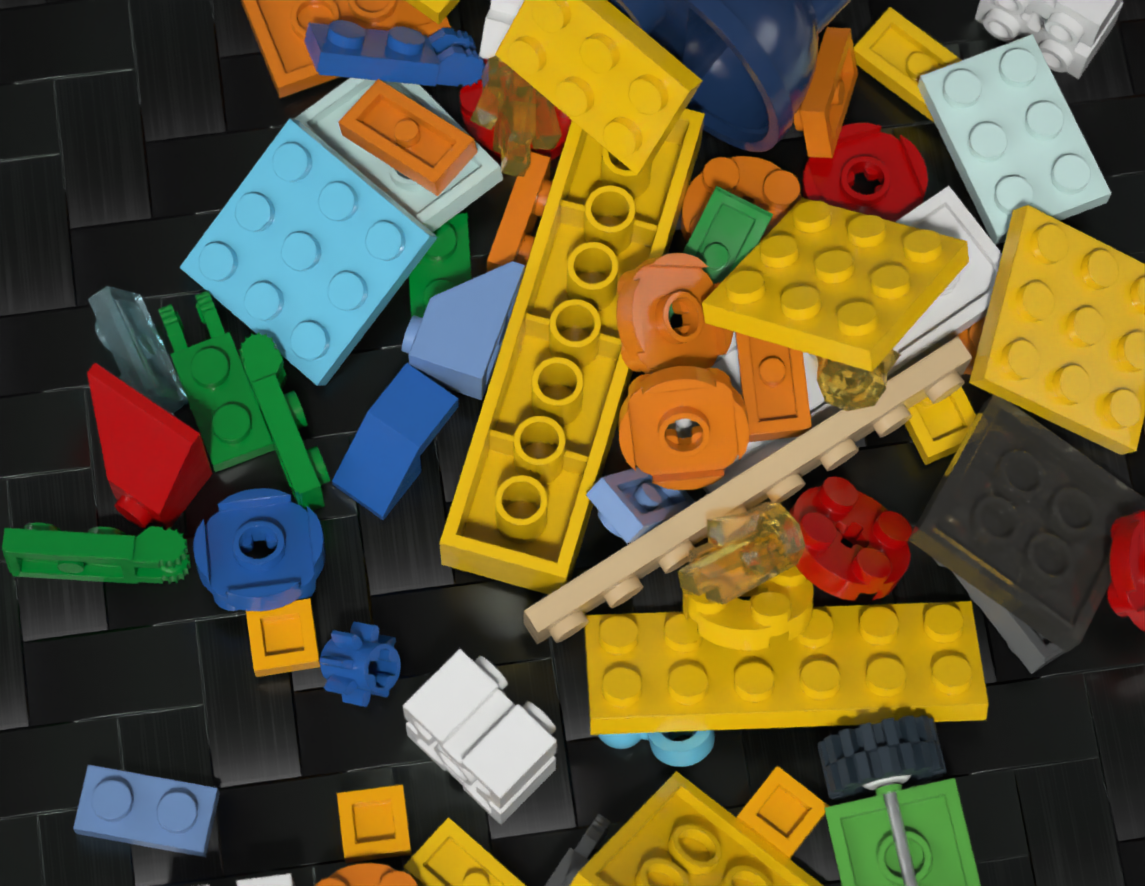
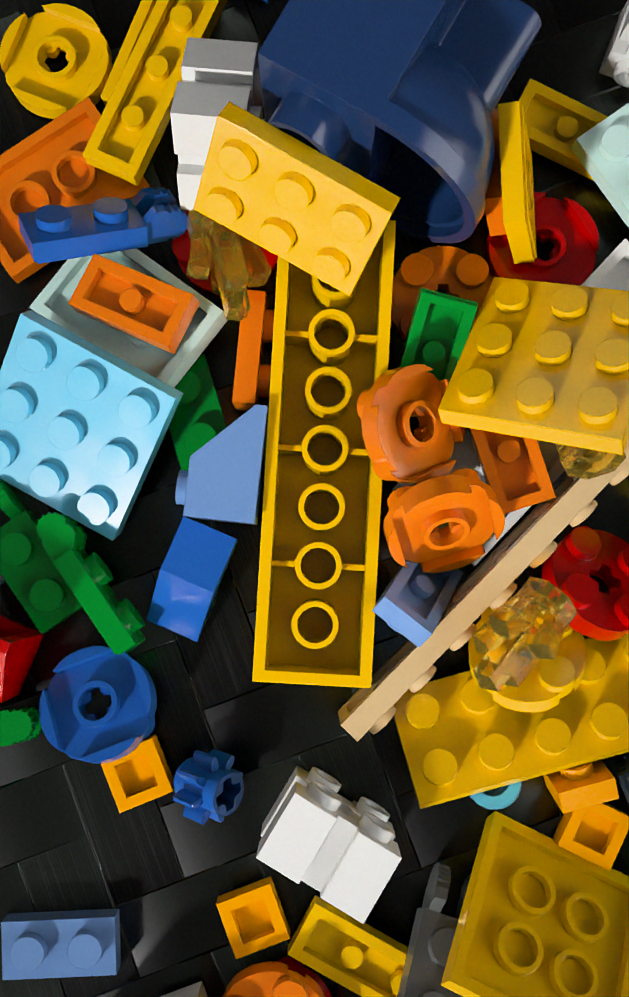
camera: 10 degrees left, 15 degrees up
(777, 750) = (582, 786): none -> light orange plate
(838, 105) = (517, 182): none -> yellow tile

